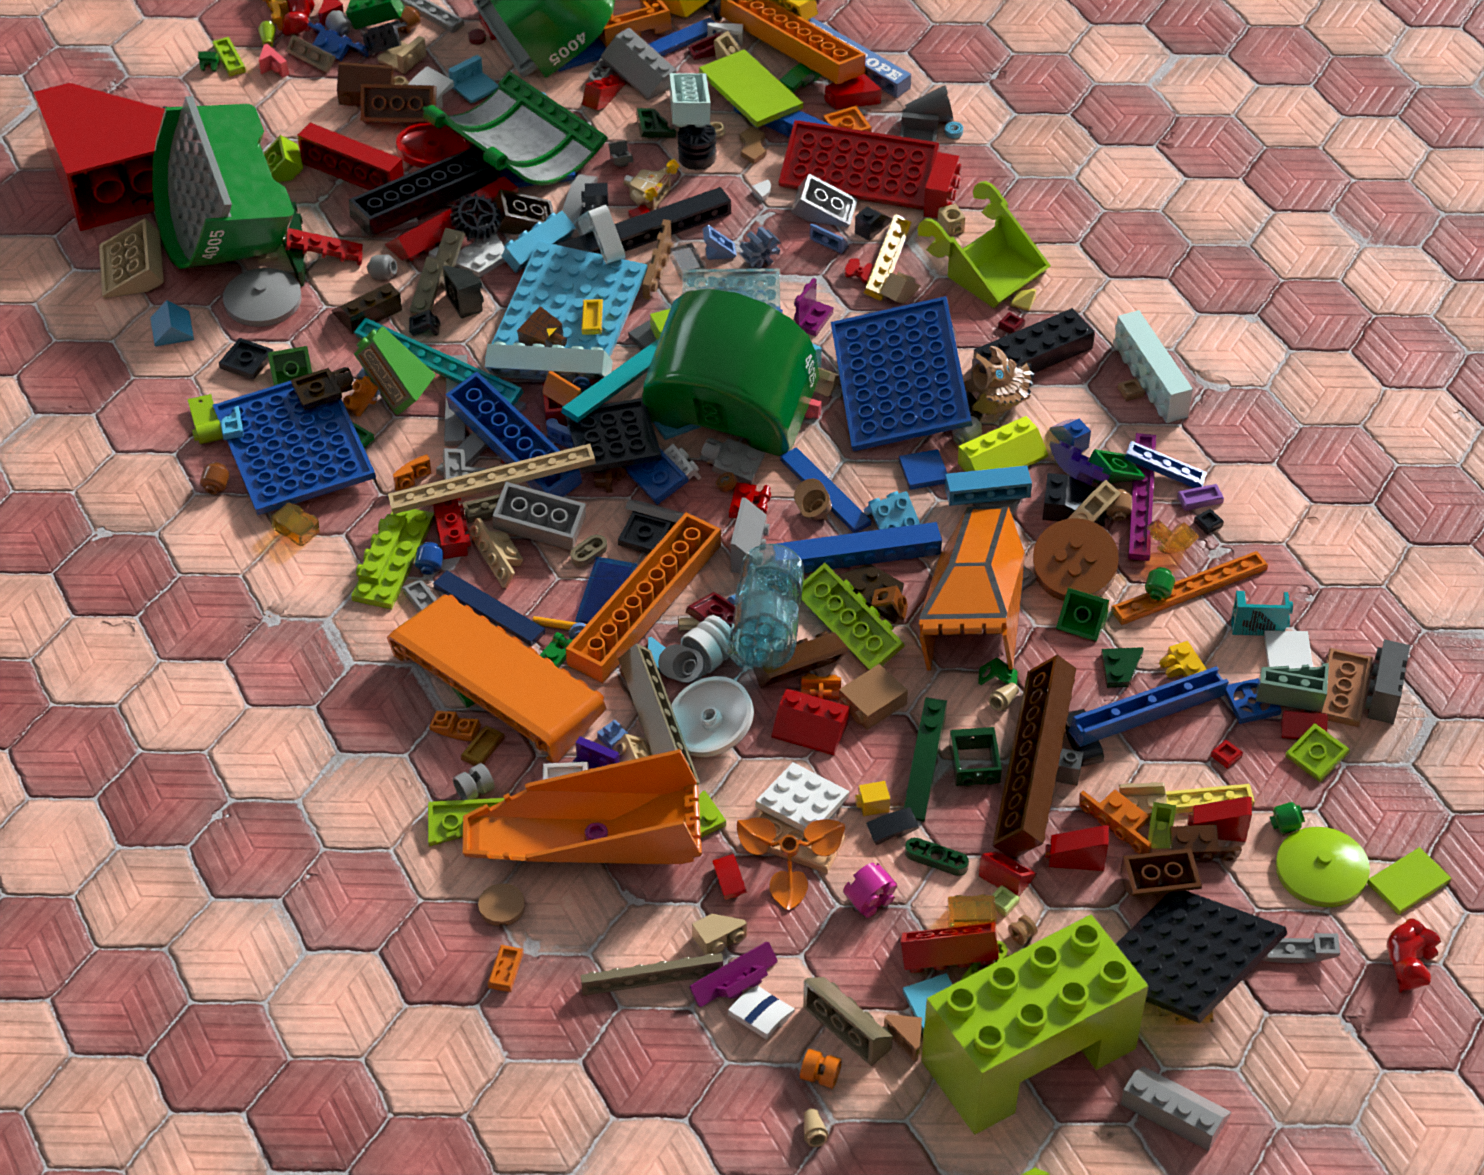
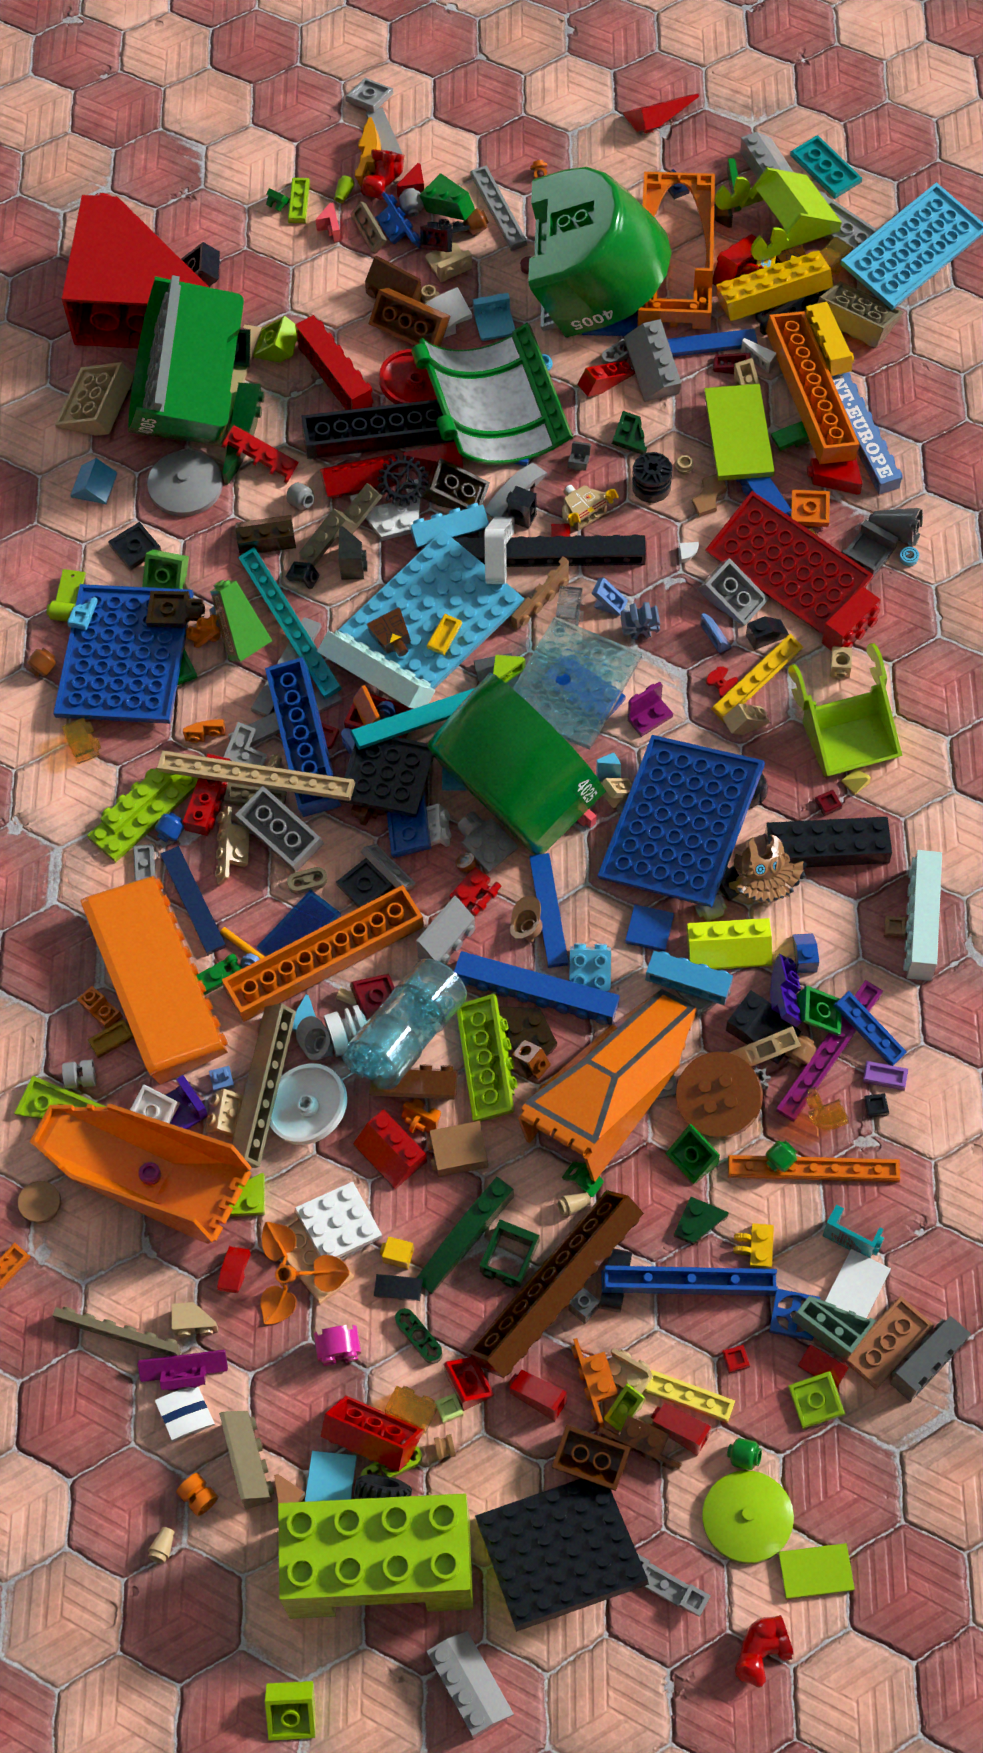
camera: 30 degrees right, 15 degrees up
(689, 99) = (667, 426): light aqua brick -> none

